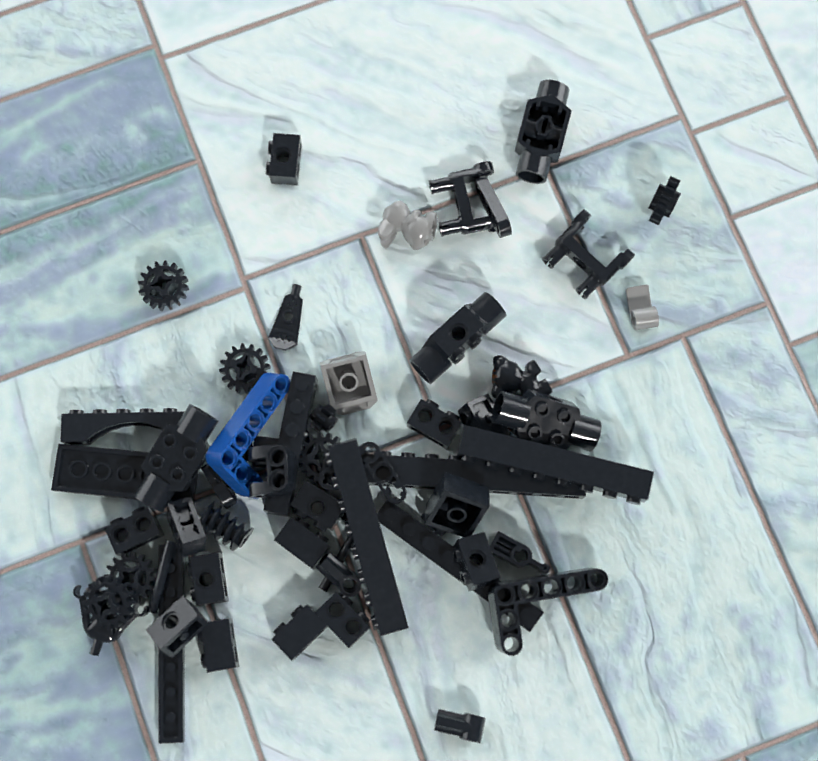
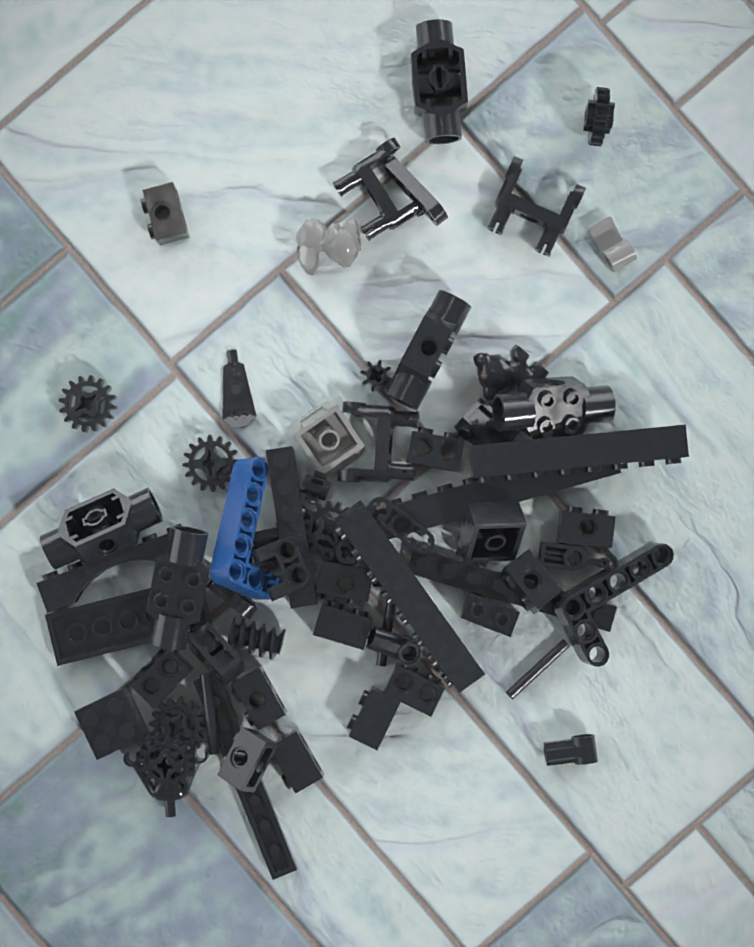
camera: 20 degrees left, 10 degrees up
(76, 554) = (112, 722): none -> black brick
(132, 387) = (100, 527): none -> black brick
(386, 421) = (387, 420): none -> black connector
(412, 341) = (378, 368): none -> black gear
(430, 577) = (489, 614): none -> black brick
(456, 642) = (537, 669): none -> black bar
(554, 534) = (600, 535): none -> black brick

